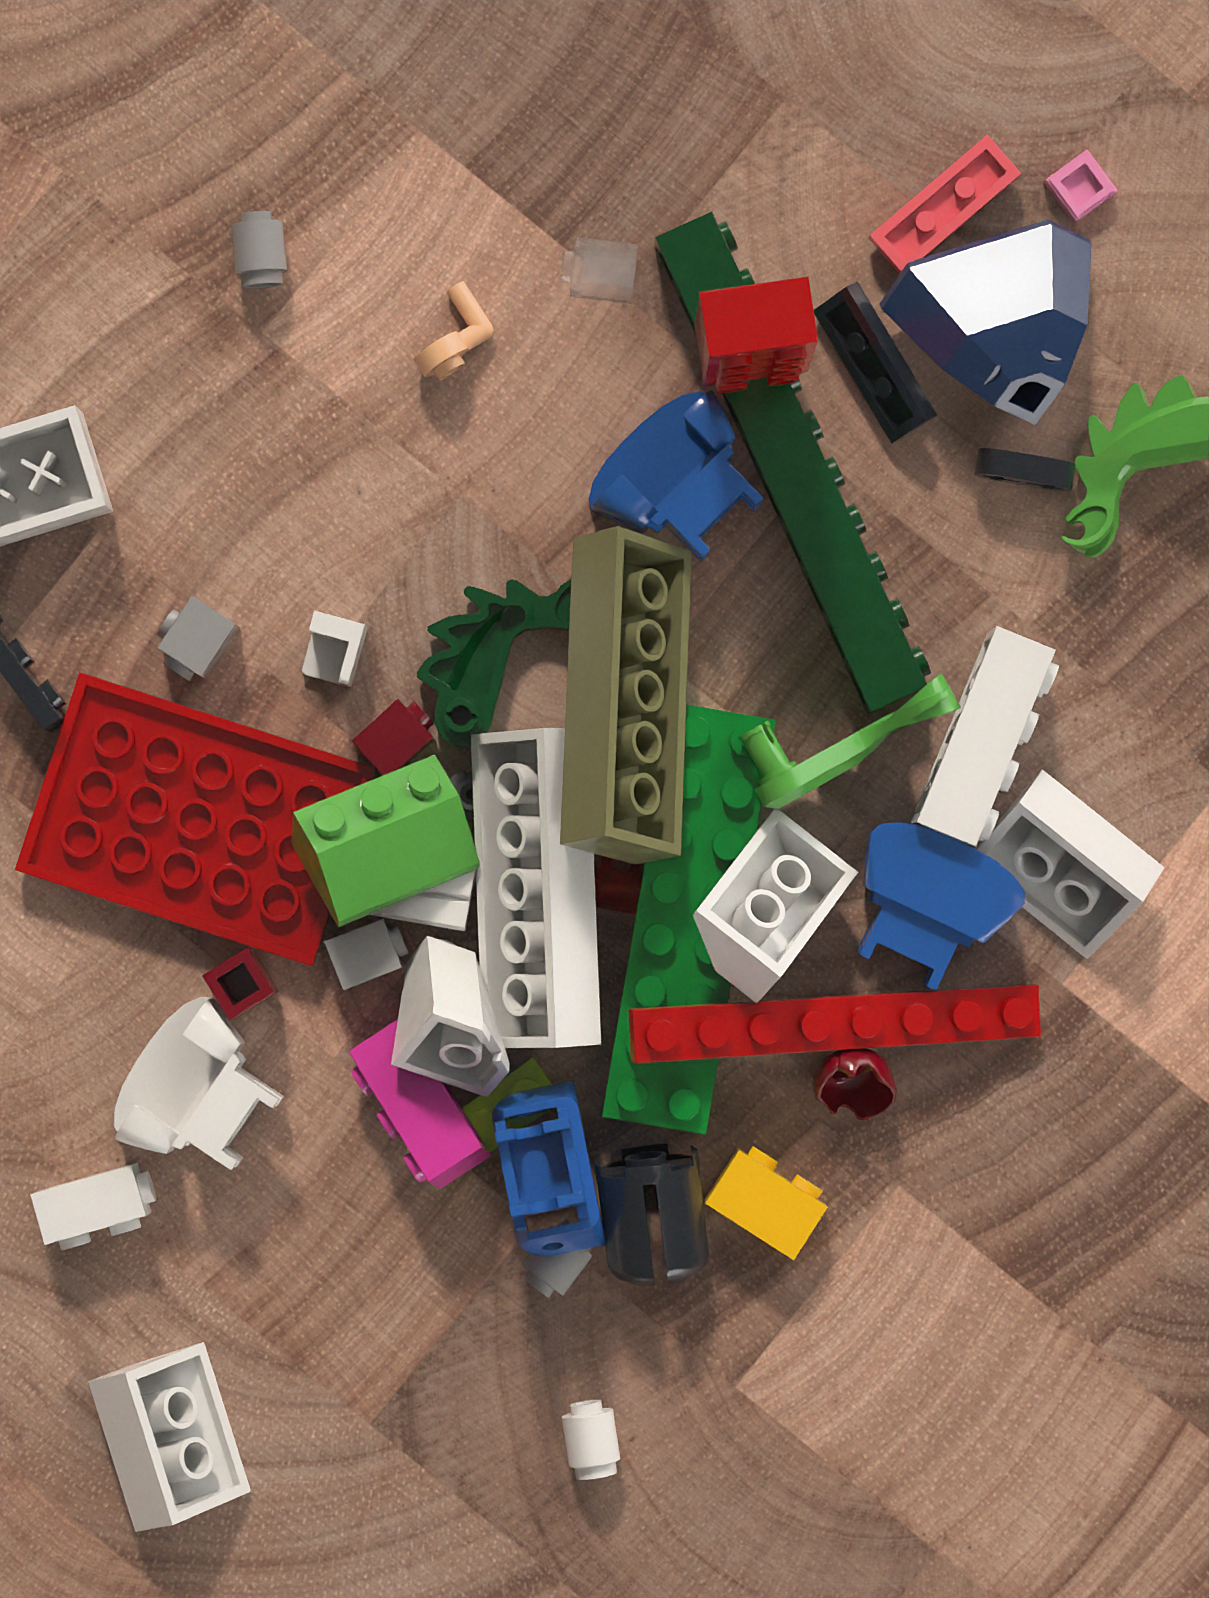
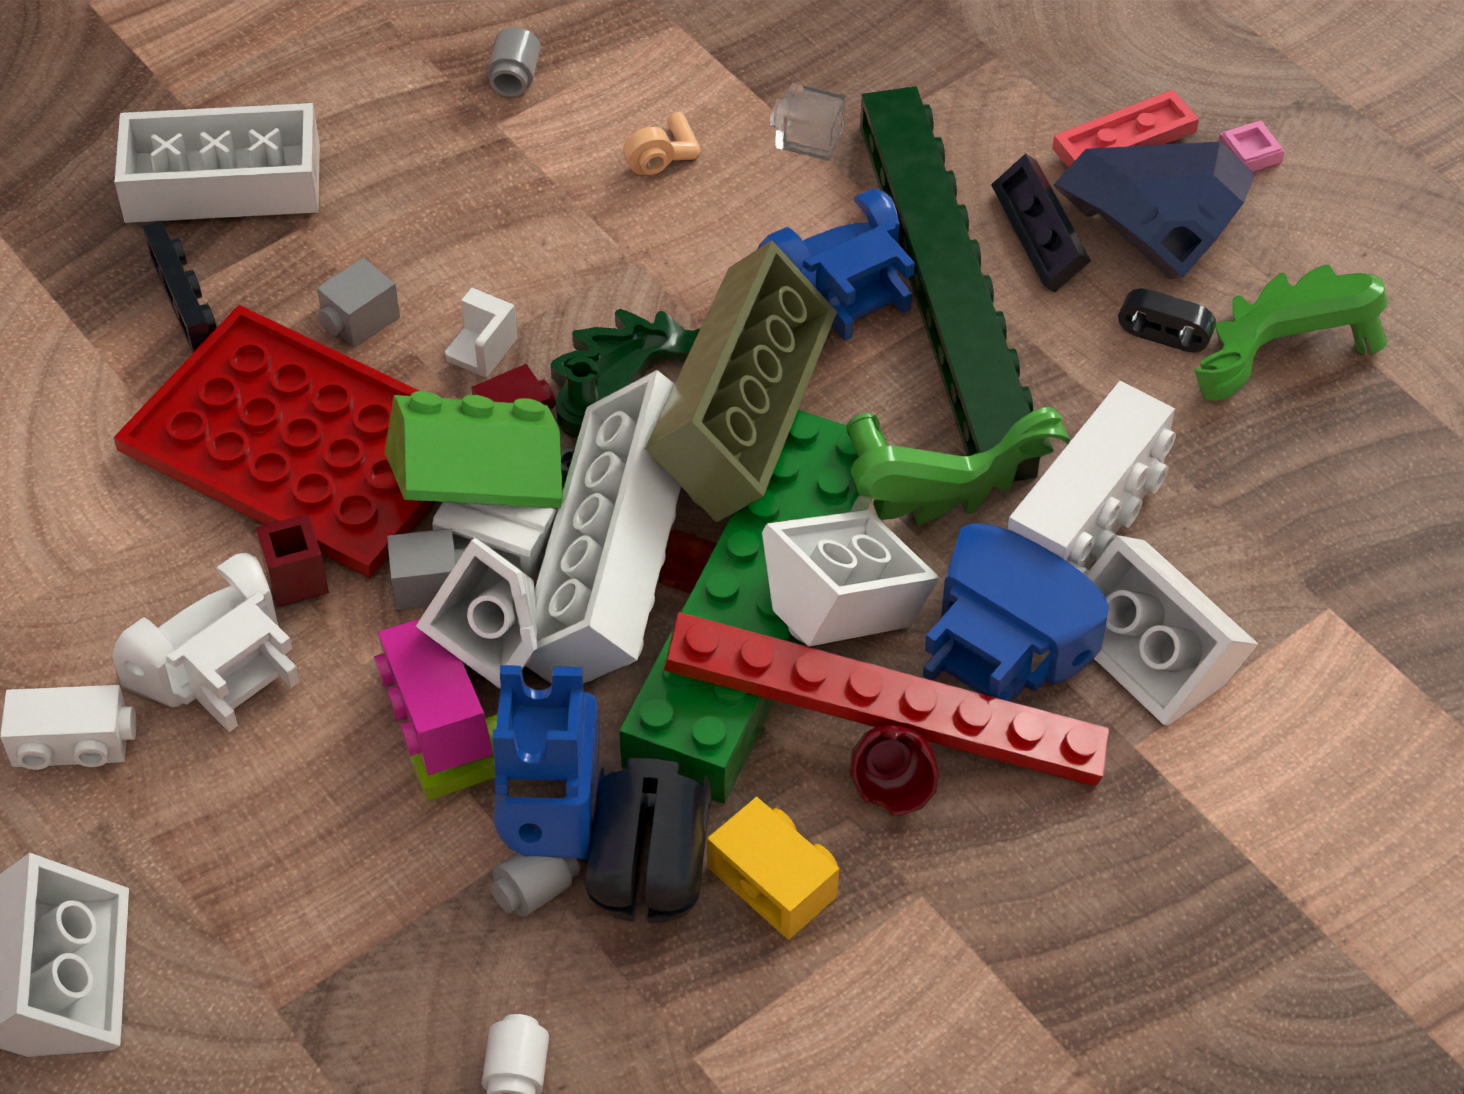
camera: 10 degrees right, 35 degrees down
(755, 334) = (936, 104): red brick -> none

